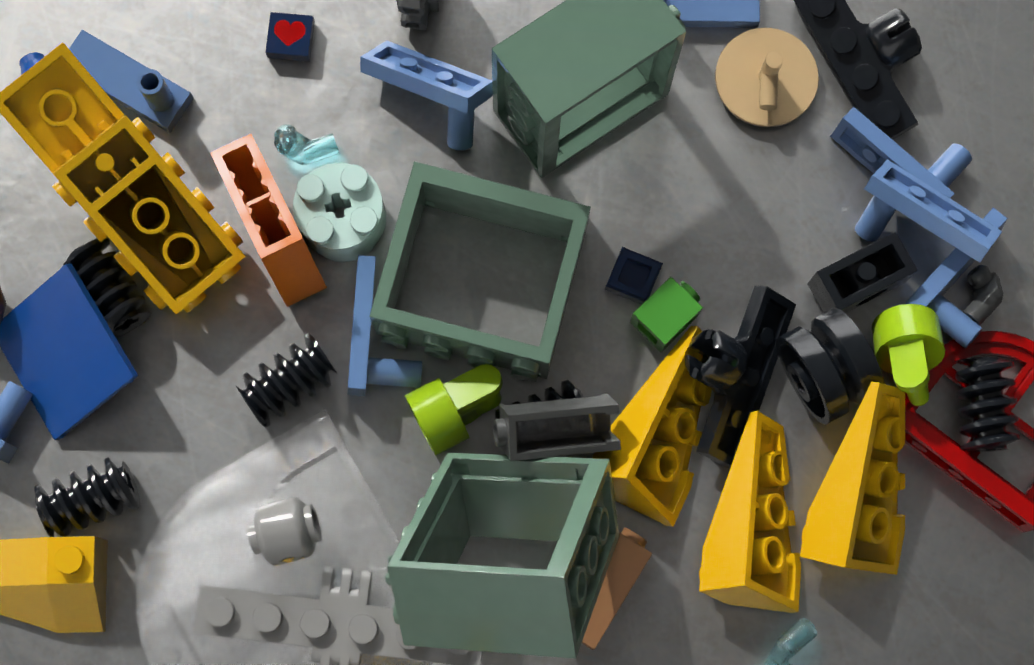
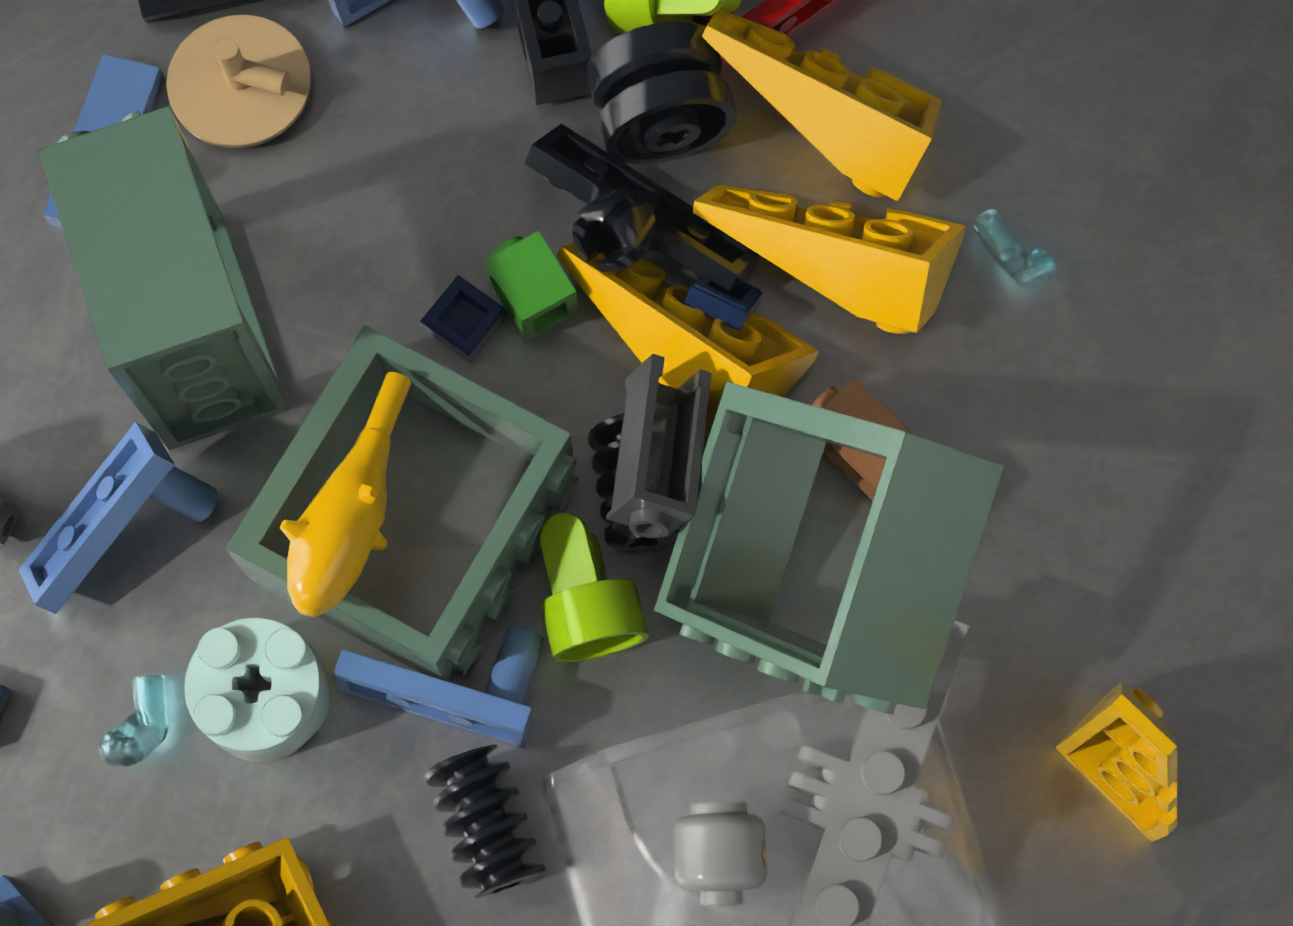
camera: 75 degrees left, 5 degrees down
(268, 220) = (241, 788): orange brick -> none
(452, 231) = (346, 514): none -> yellow piece
(685, 455) = (731, 308): none -> dark blue tile

